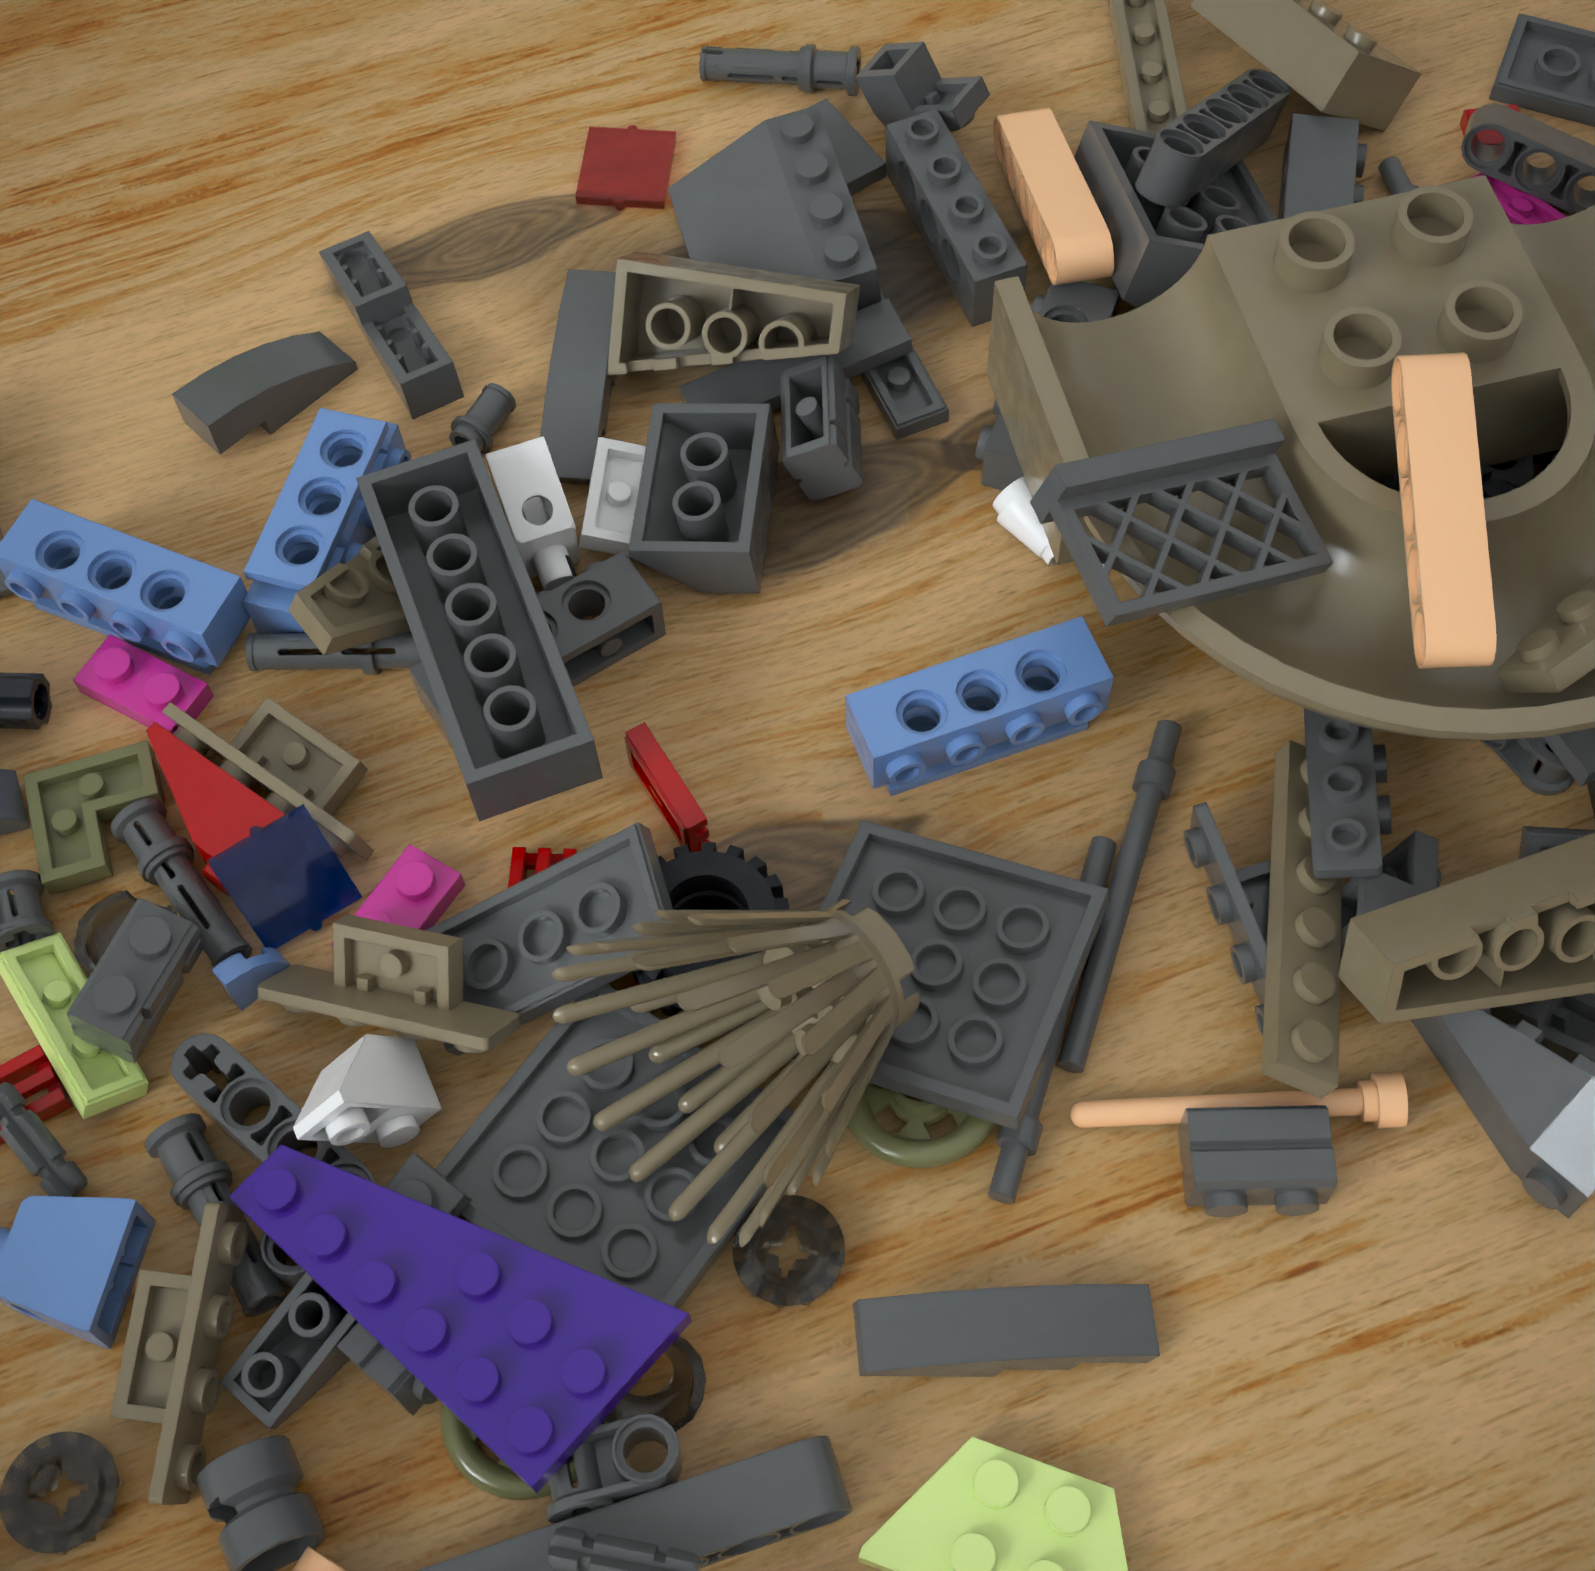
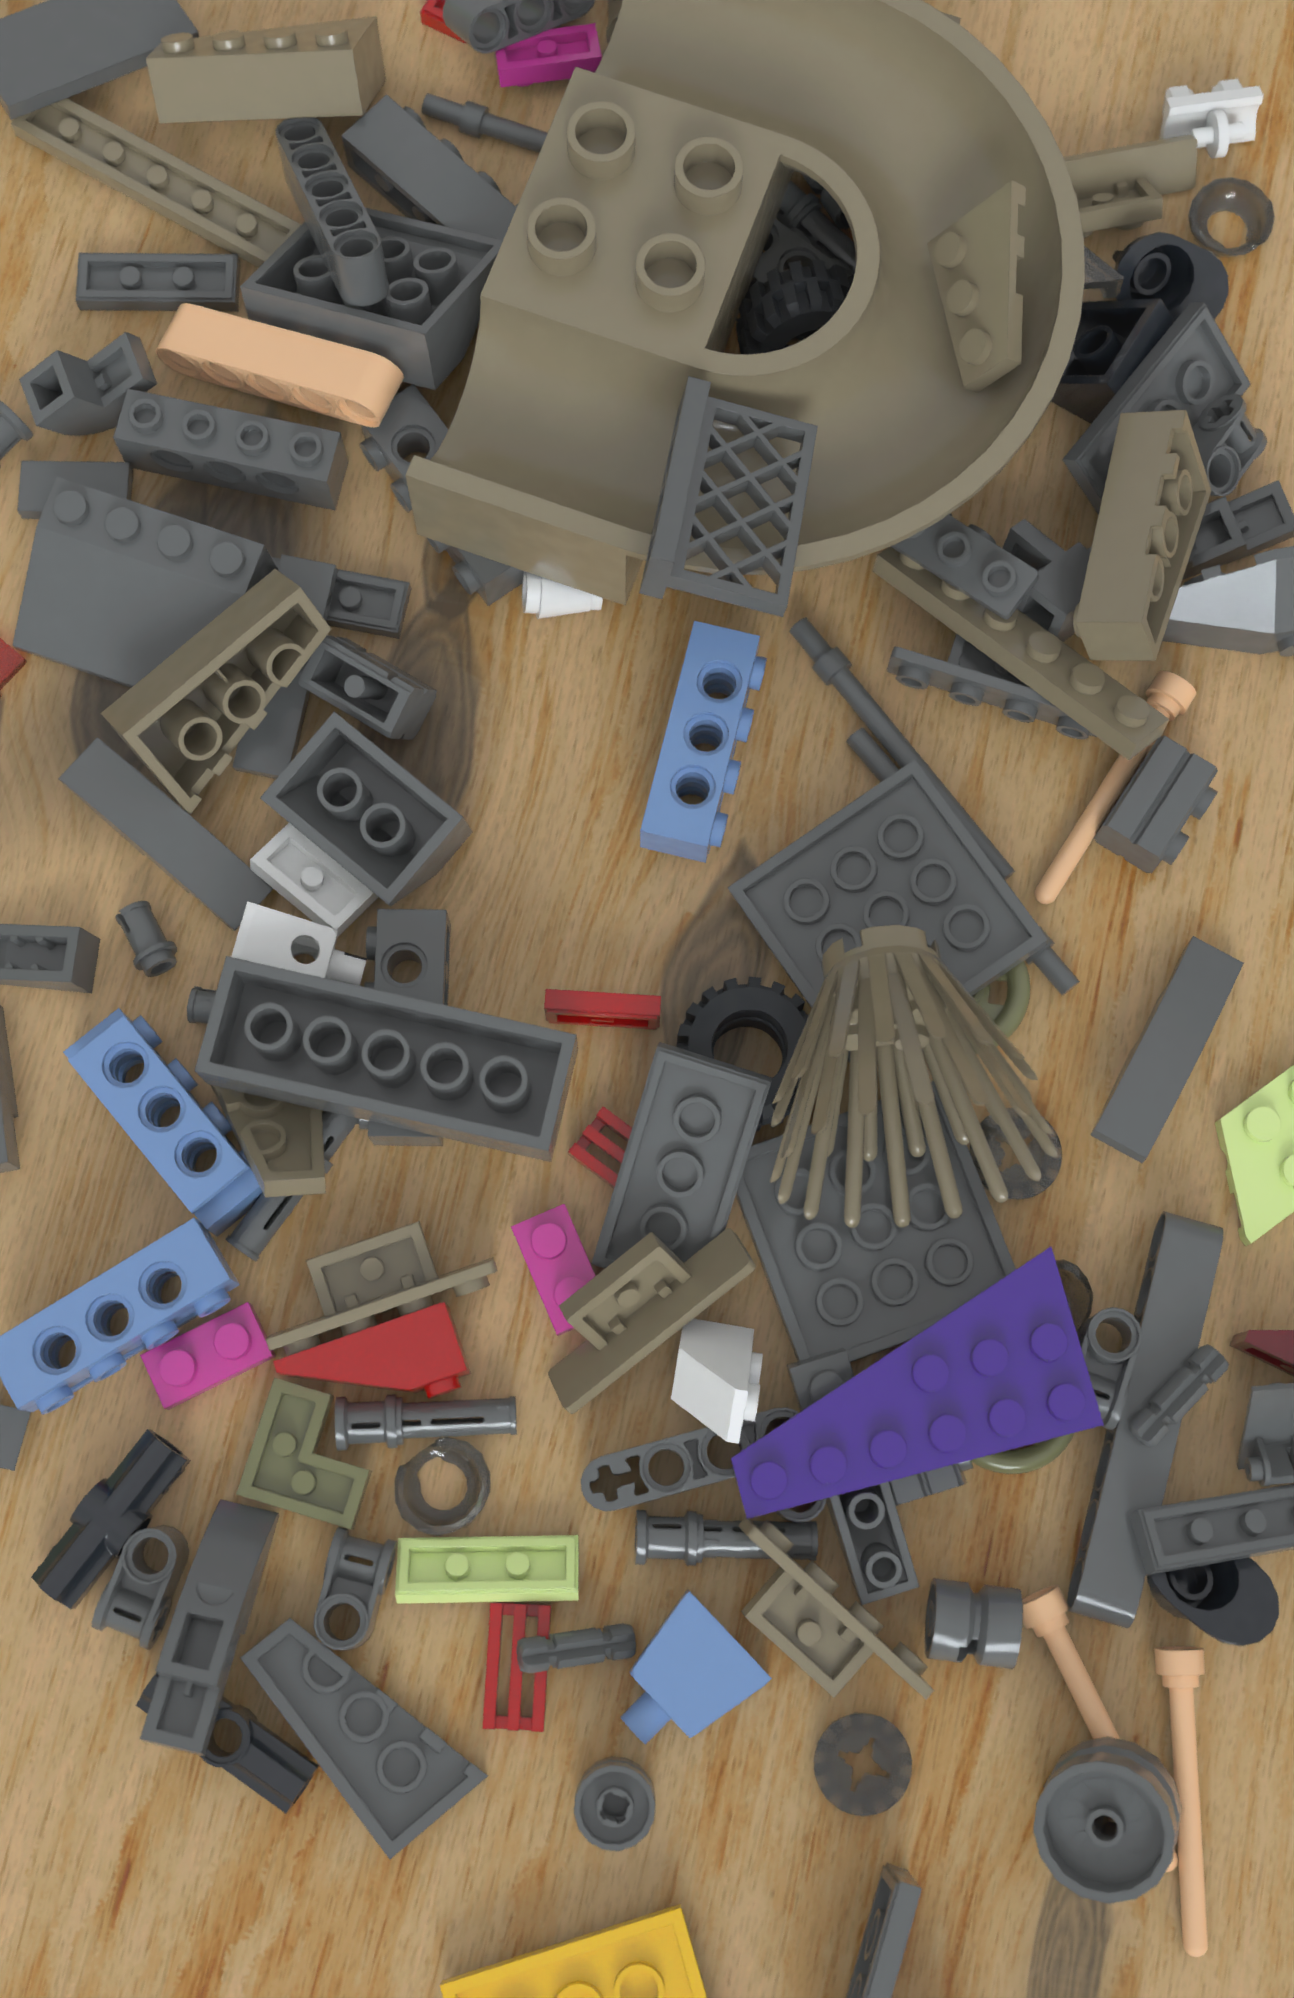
camera: 60 degrees left, 15 degrees up
(135, 980) = (506, 1496): dark grey brick -> none
(242, 975) = (540, 1406): medium blue tile -> none
(285, 878) = (487, 1336): clear blue piece -> none
(1053, 83) = (157, 281): none -> dark grey tile
(1443, 511) = (849, 324): light nougat beam -> none

